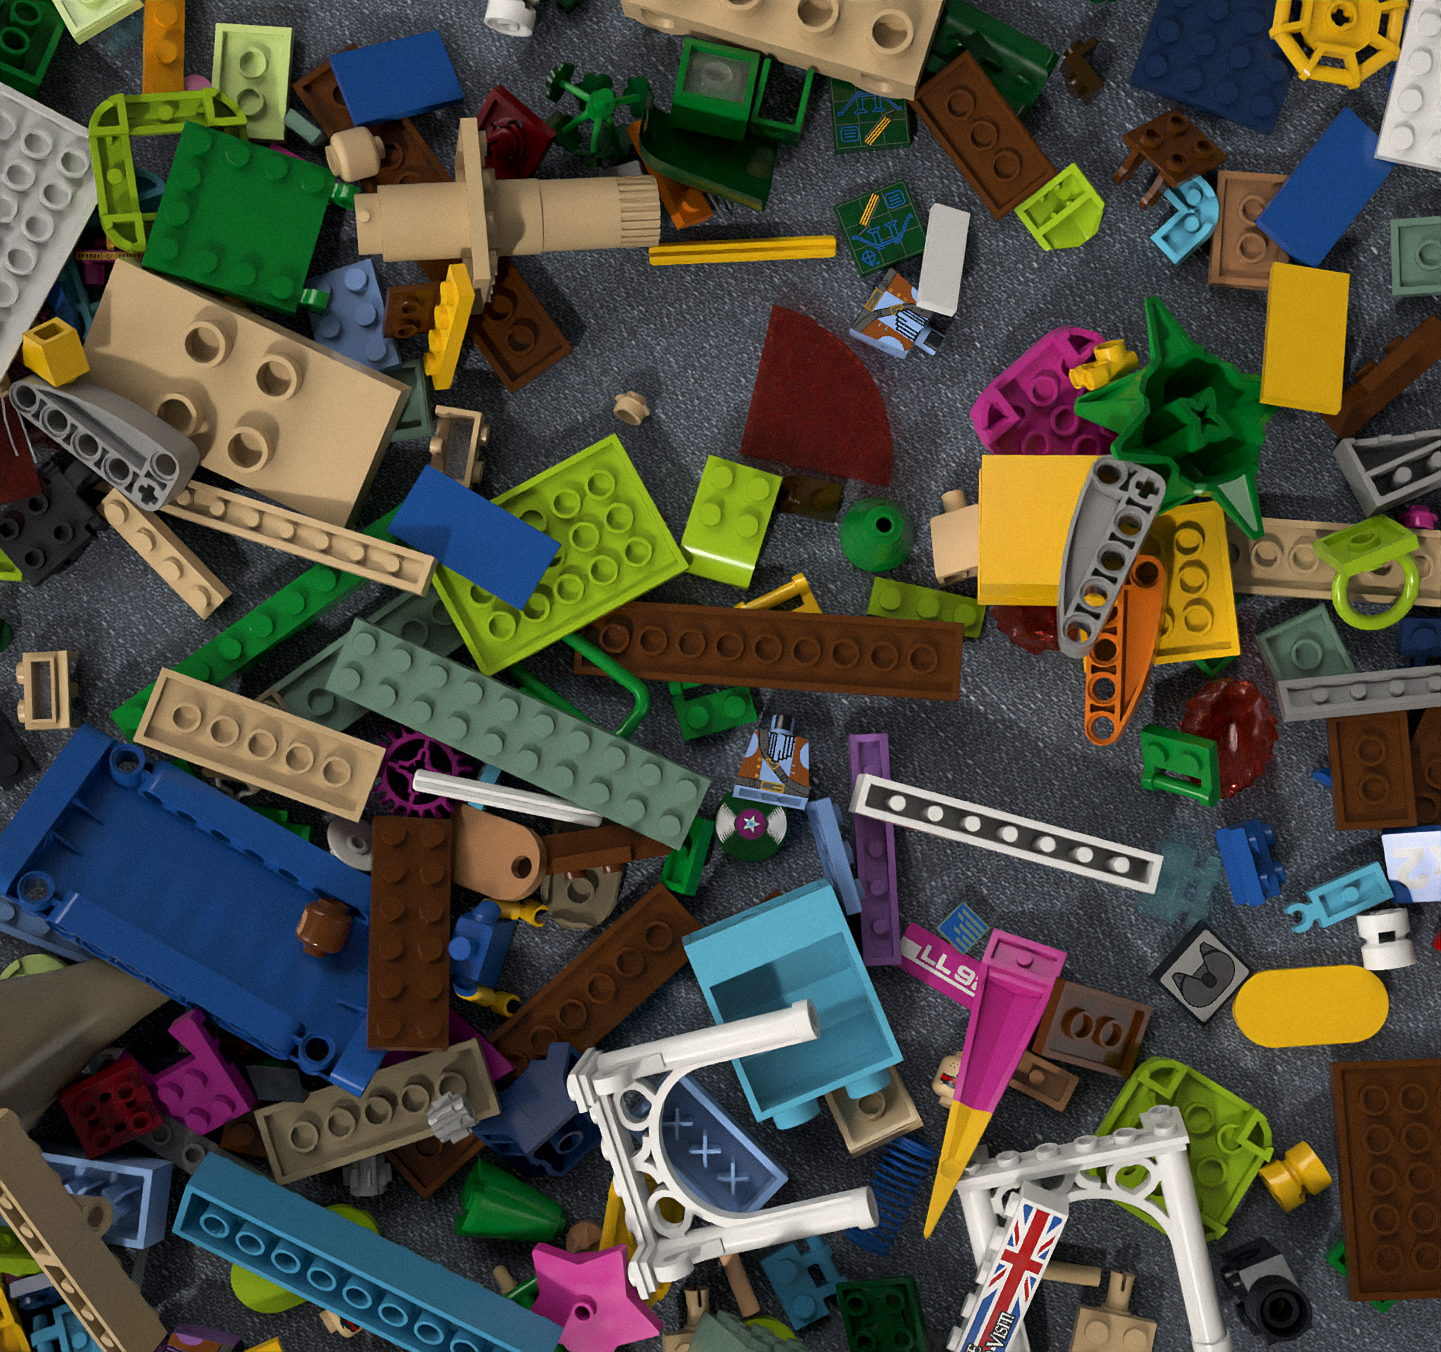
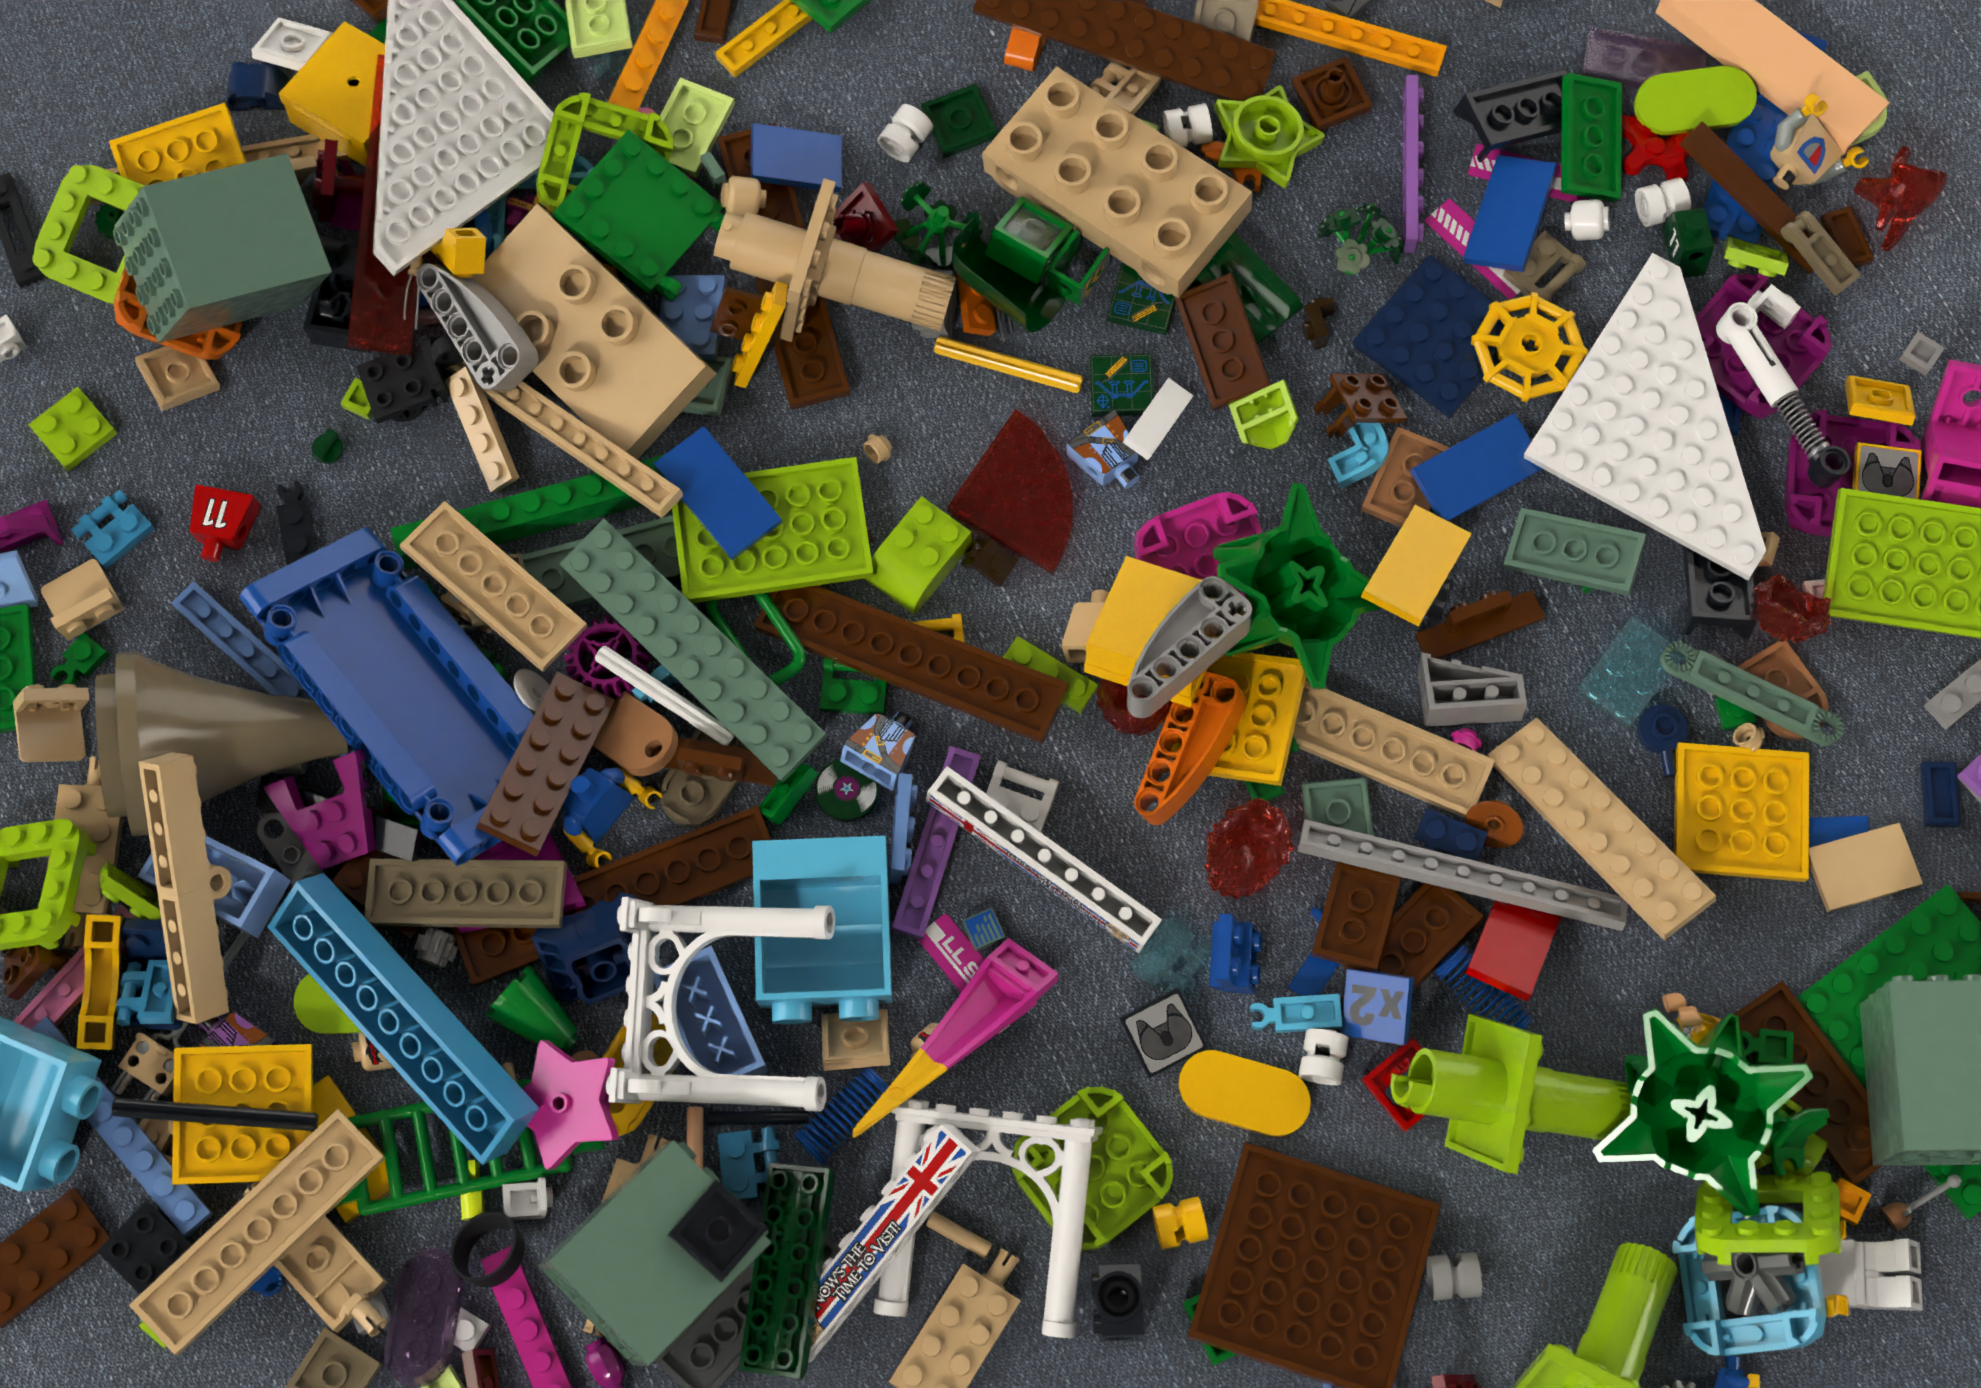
camera: 25 degrees right, 15 degrees down
(47, 690) = (350, 499): tan window -> none
(106, 1098) = (263, 801): dark red plate -> none
(324, 926) = (483, 734): reddish brown head -> none
(452, 1117) = (520, 908): light grey gear -> none
(458, 444) = (738, 427): tan window -> none
(868, 546) = (1031, 605): green cone -> none
(947, 776) = (1025, 807): none -> white plate
(1044, 1081) = (999, 1069): medium nougat plate -> none
(1092, 1028) = (1056, 1038): reddish brown plate -> none
(1111, 364) = (1252, 524): yellow plate -> none
(1184, 755) = (1206, 846): green plate -> none
(1336, 847) = (1312, 976): none -> blue sticker
(1365, 549) = (1409, 739): lime tile -> none

